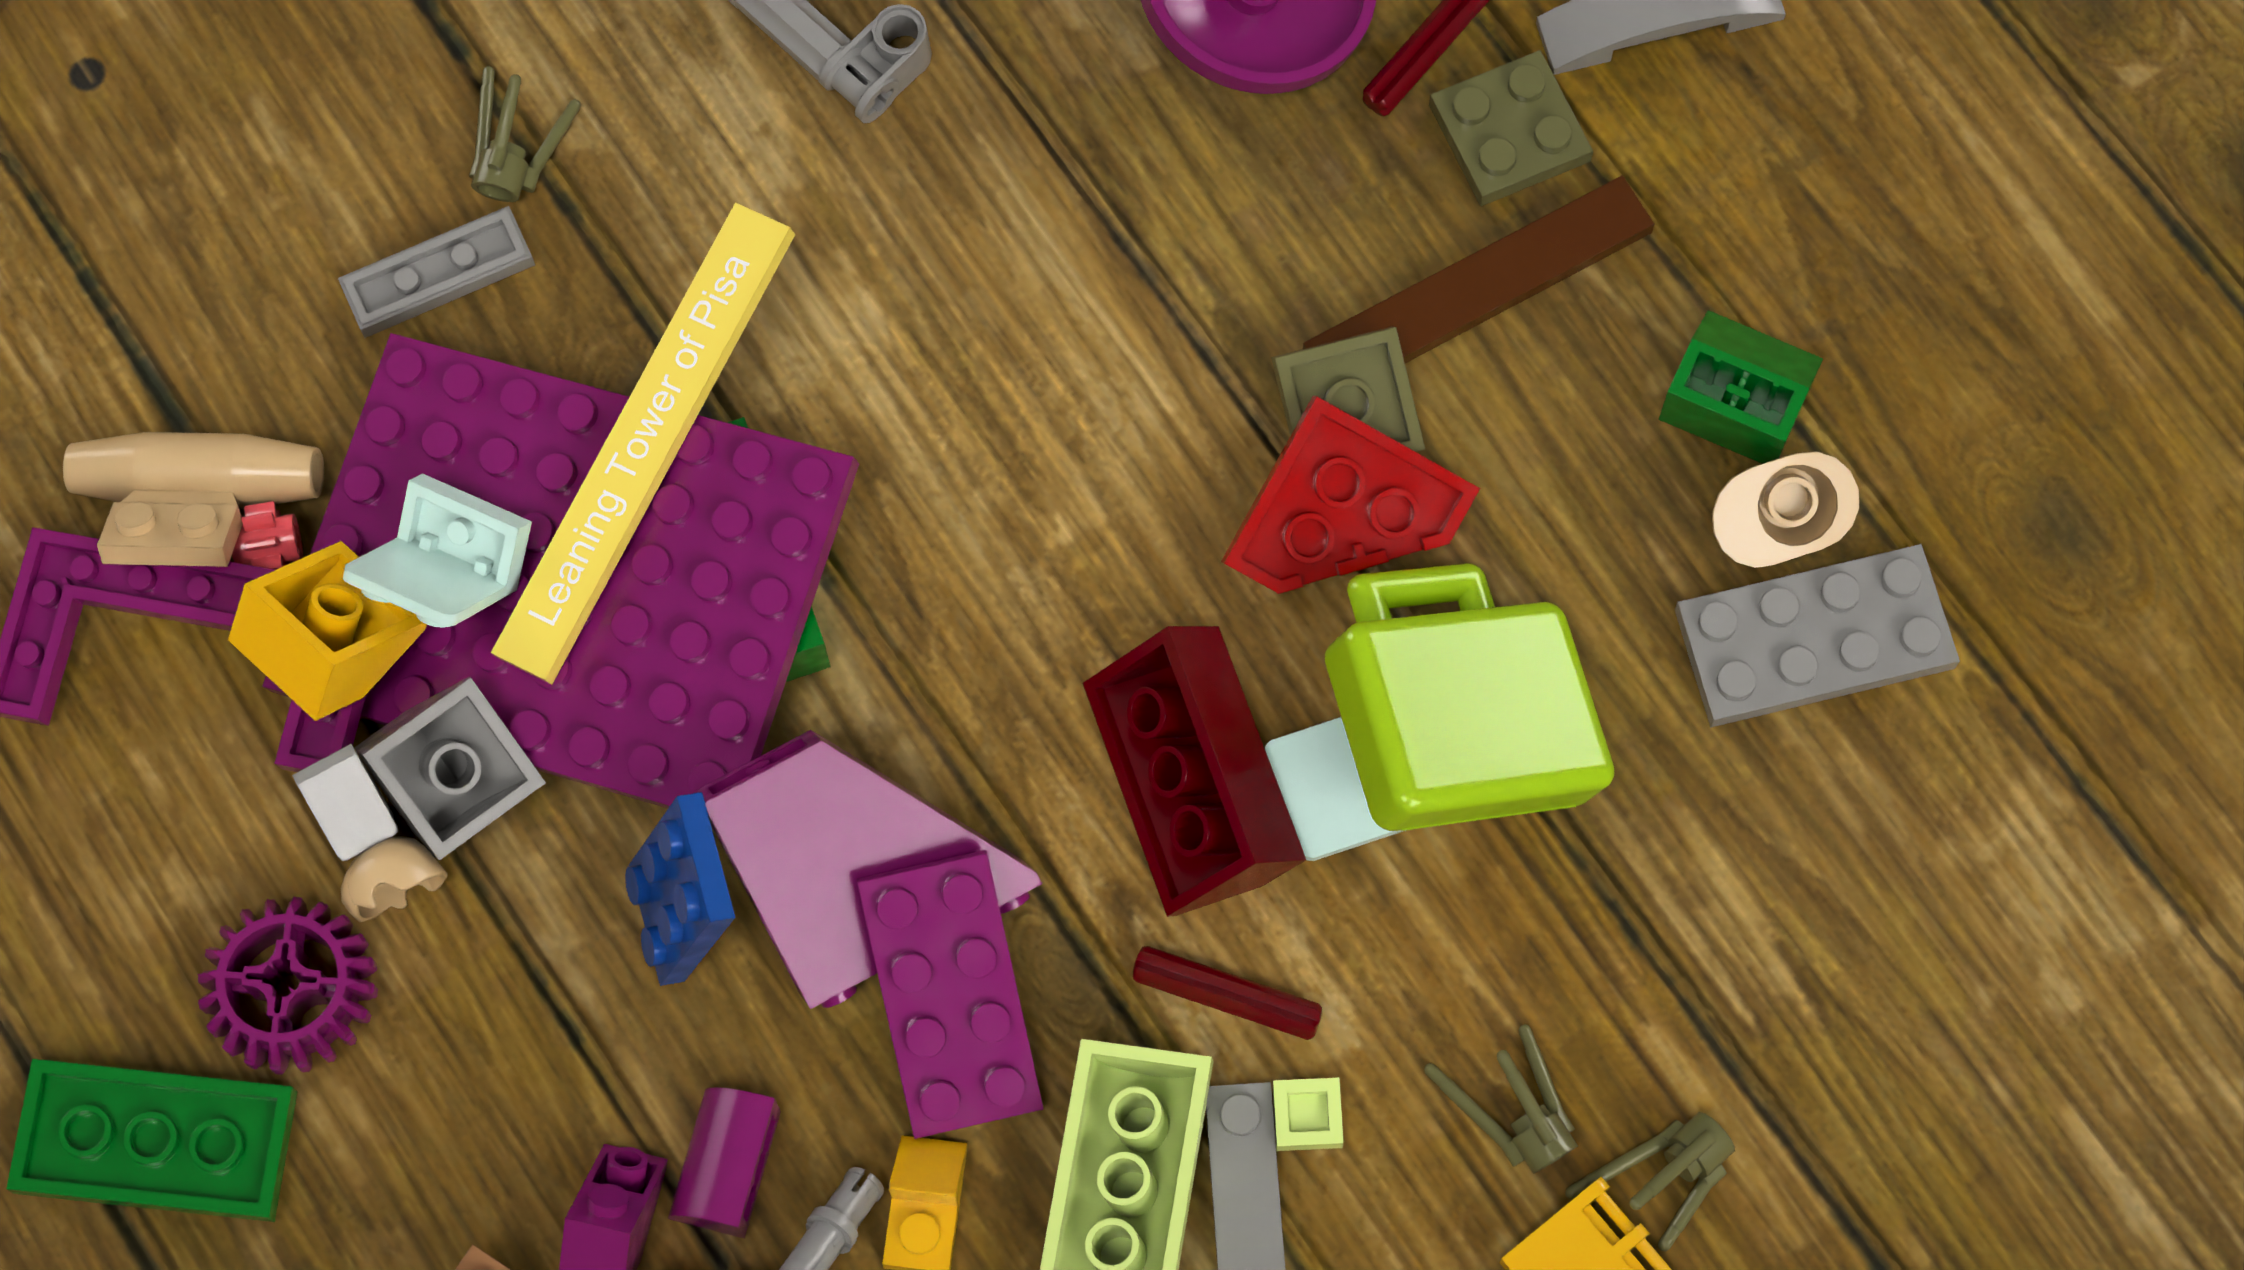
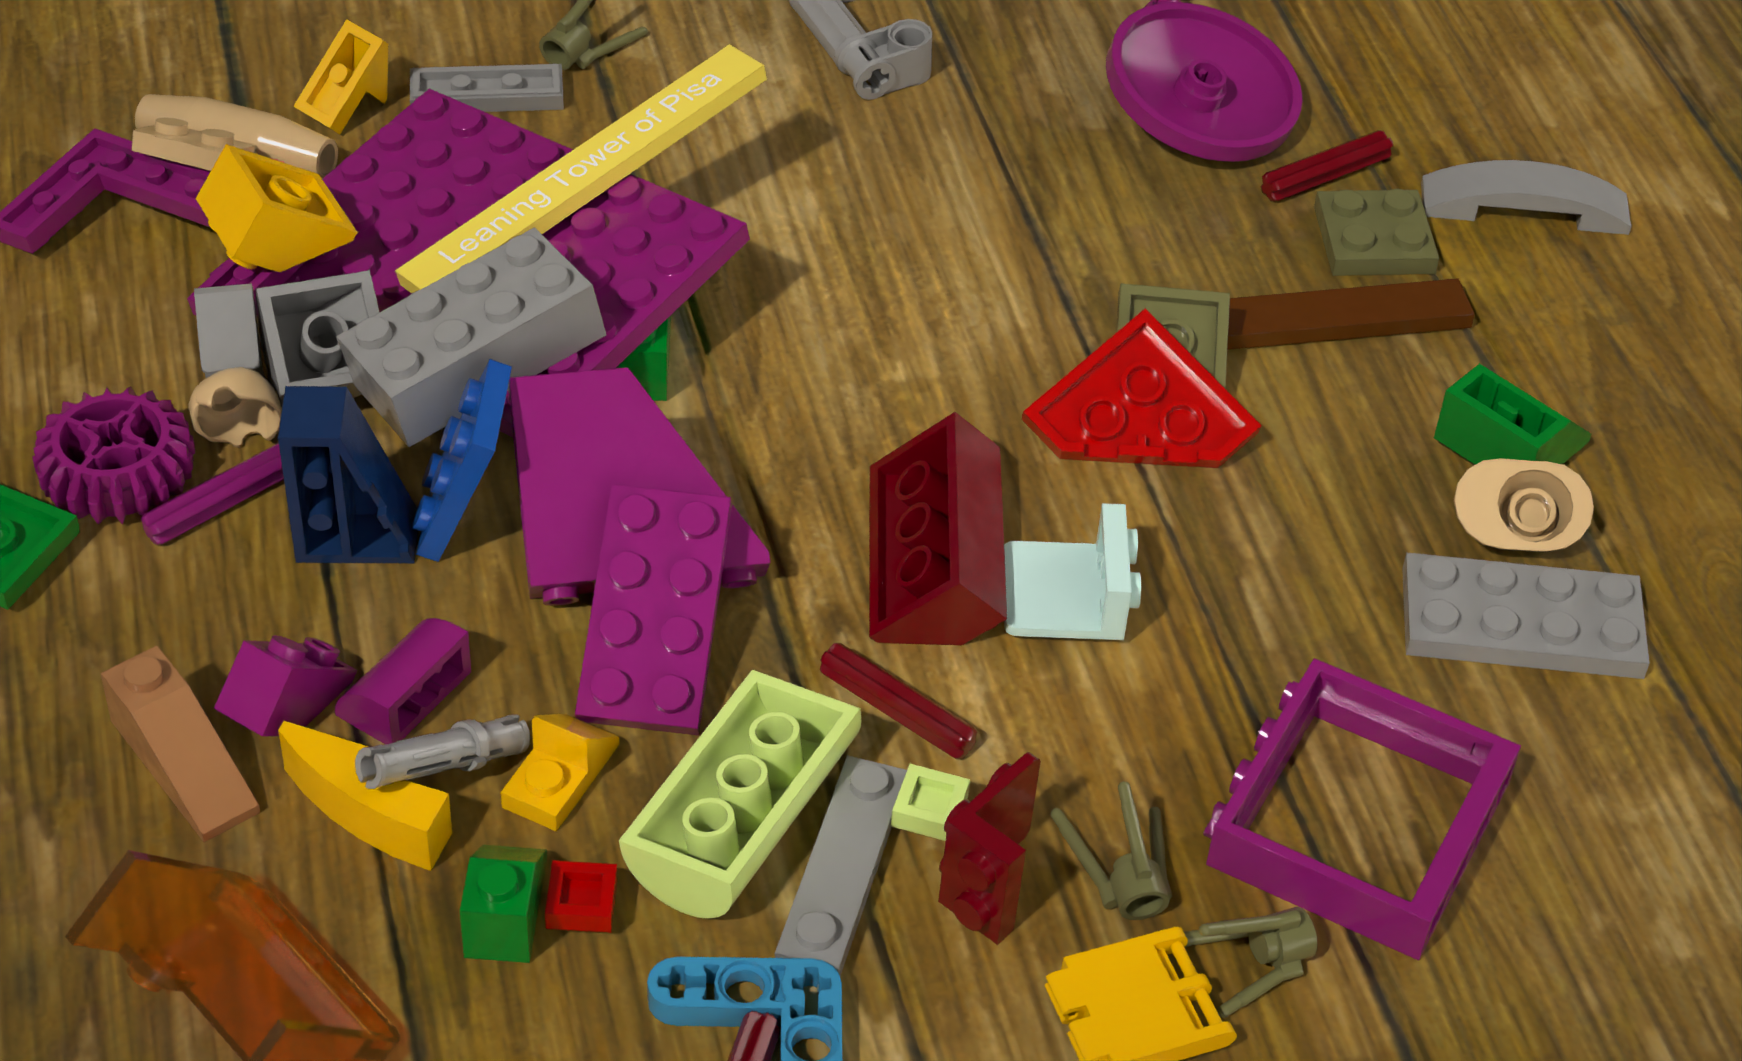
camera: 15 degrees right, 25 degrees down
(277, 339) = (348, 70): none -> yellow slope
(421, 985) = (213, 496): none -> magenta axle
(448, 555) = (402, 192): light aqua bracket -> none
(566, 962) = (340, 483): none -> dark blue wedge
(625, 735) = (506, 306): none -> light grey brick
(1392, 1205) = (982, 850): none -> dark red bracket
(1463, 706) = (1190, 549): lime piece -> none
(1835, 855) = (1395, 724): none -> magenta window

